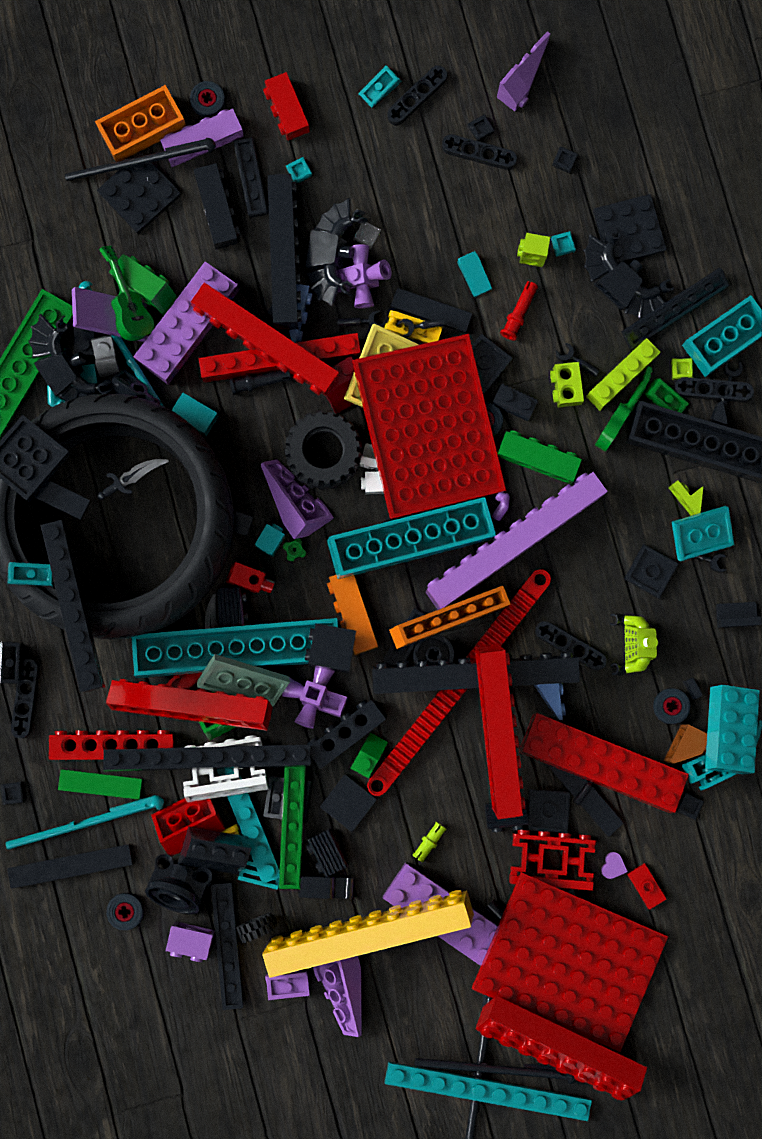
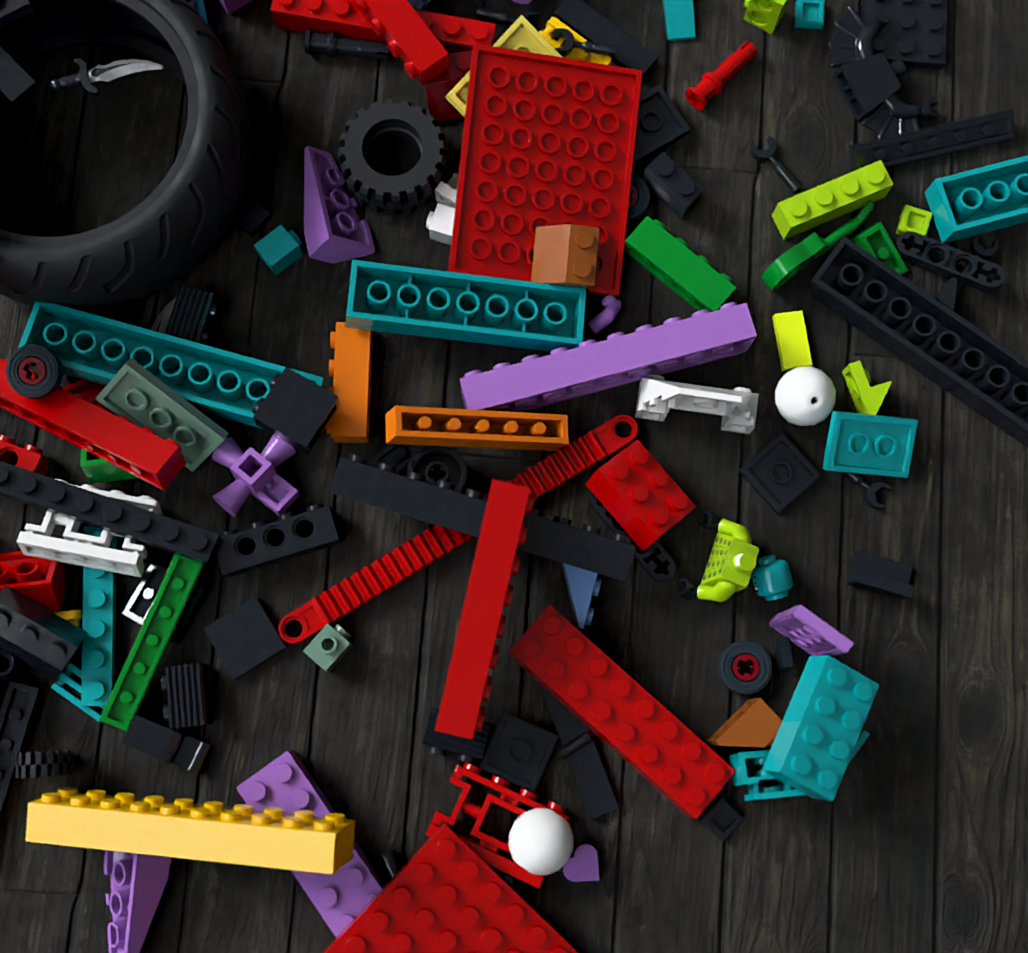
camera: 25 degrees right, 5 degrees down
(143, 689) = (48, 364): none -> black bush
(195, 413) = (247, 58): teal brick -> none
(240, 575) = (220, 279): red torso -> none
(288, 985) = (58, 864): medium lavender bracket -> none
(291, 555) = (301, 268): green plate -> none
(369, 755) = (297, 582): green slope -> none
(405, 789) = (329, 646): none -> sand green brick
(429, 842) = (335, 733): lime pin -> none
(463, 481) = (565, 255): none -> dark orange slope
(561, 550) = (735, 406): none -> white wedge
(568, 620) = (640, 495): none -> red brick
(572, 384) = (754, 188): lime brick -> none
(584, 861) = (541, 841): none -> white piece
(629, 479) = (792, 340): none -> neon yellow tile
(646, 886) = (619, 912): red plate -> none
(650, 516) = (805, 396): none -> white piece
(670, 643) = (772, 578): none -> teal head
(705, 673) = (810, 632): none -> medium lavender tile

